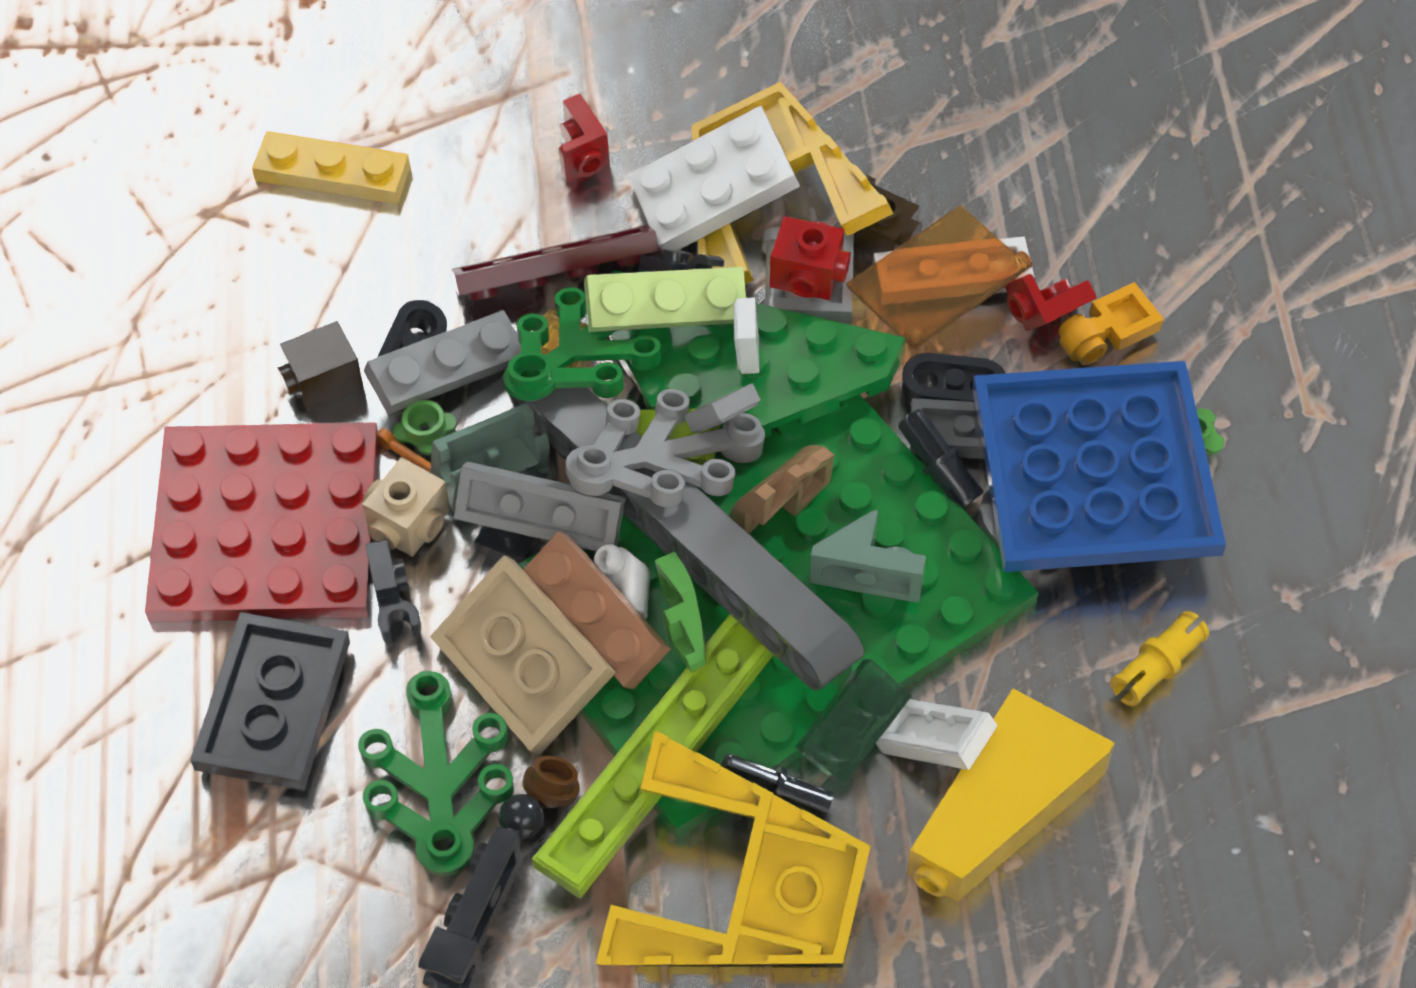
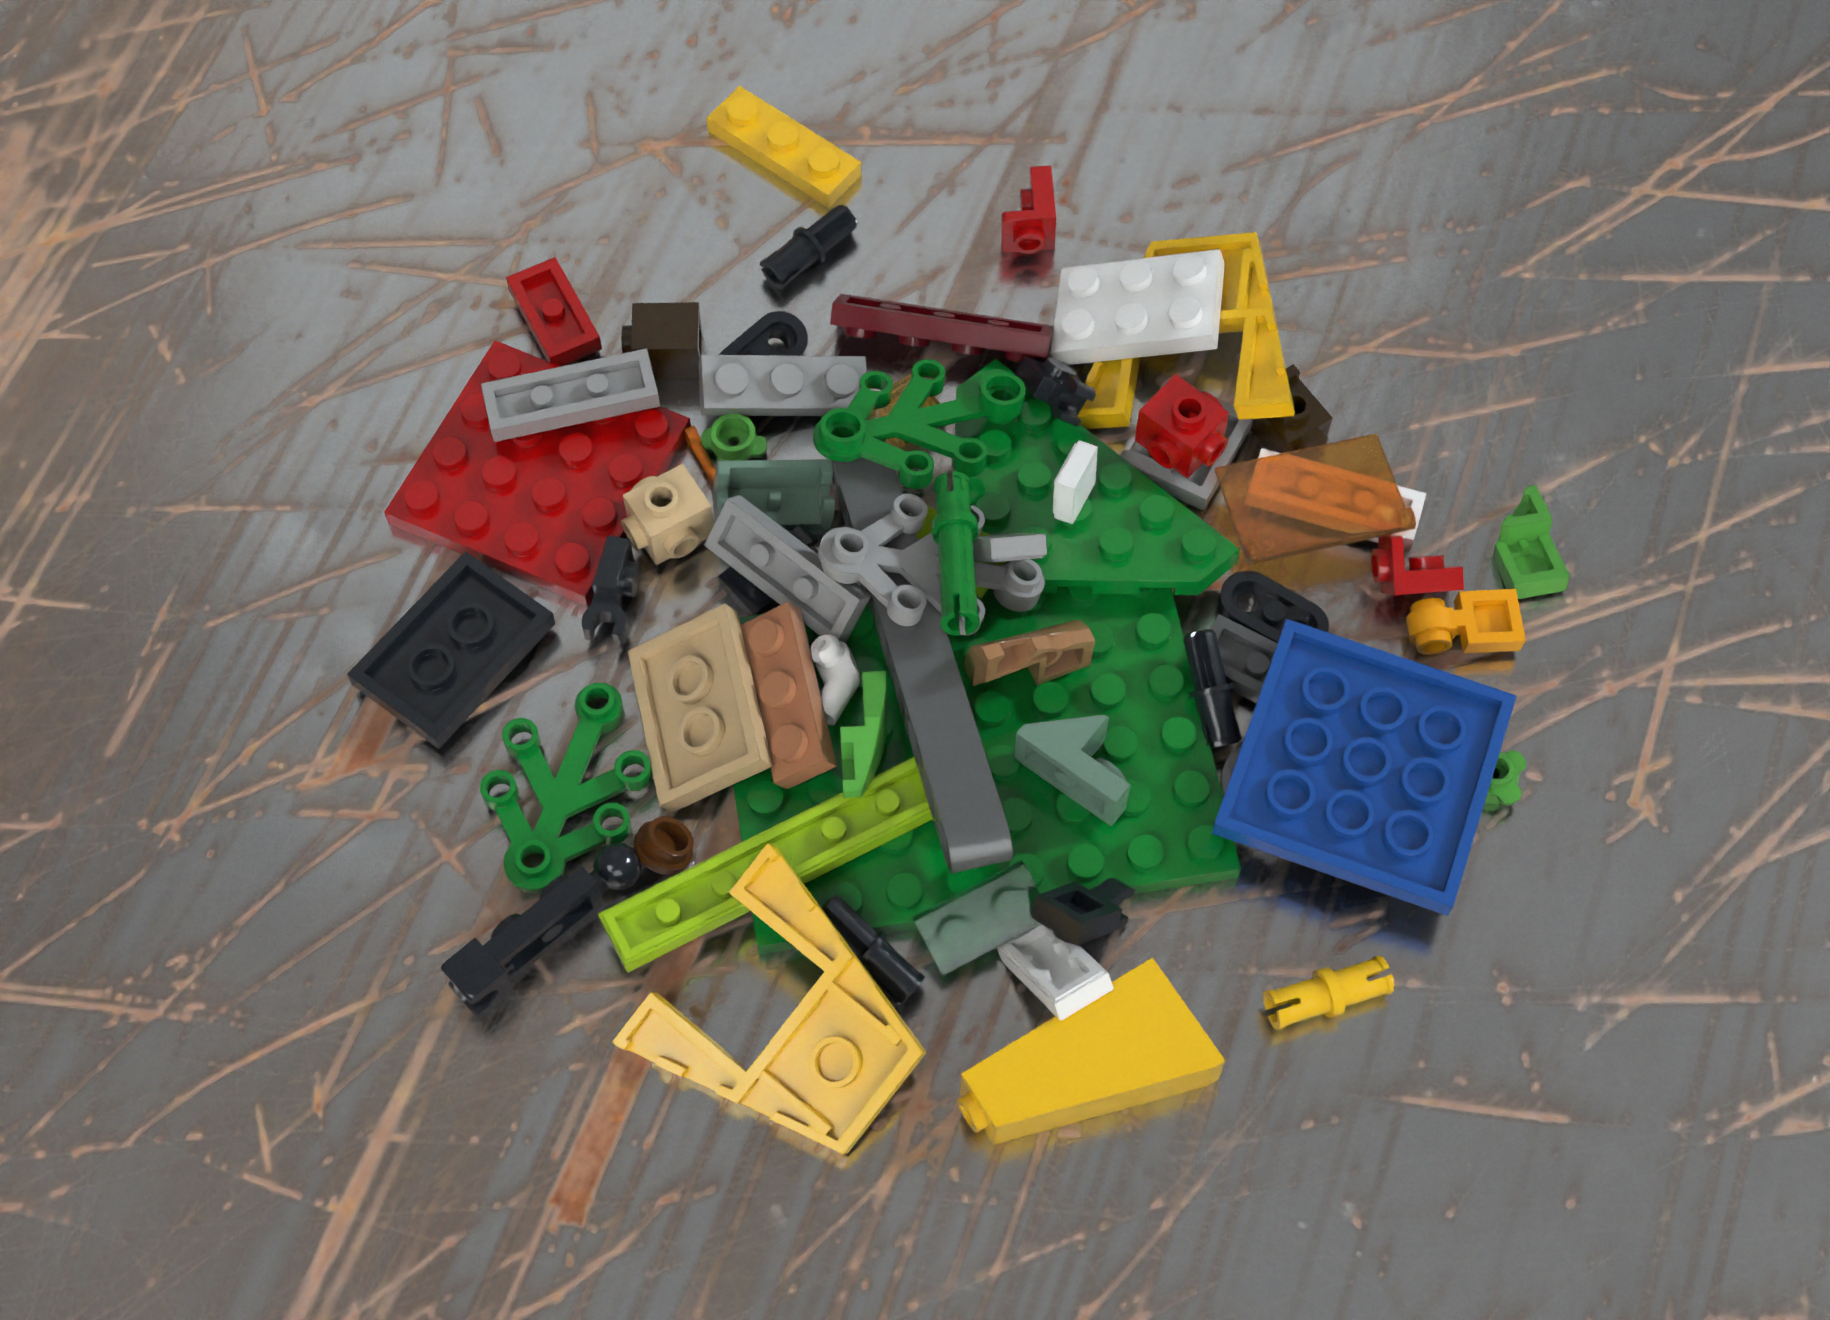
camera: 25 degrees right, 5 degrees up
(205, 382) = (554, 313): none -> red plate
(266, 441) = (570, 395): none -> light grey plate
(400, 241) = (808, 246): none -> black axle
(662, 298) = (1012, 409): yellowish green plate -> none
(675, 413) = (955, 532): none -> green pin
(936, 679) = (1082, 913): none -> black plate
(1124, 253) = (1526, 551): none -> bright green slope

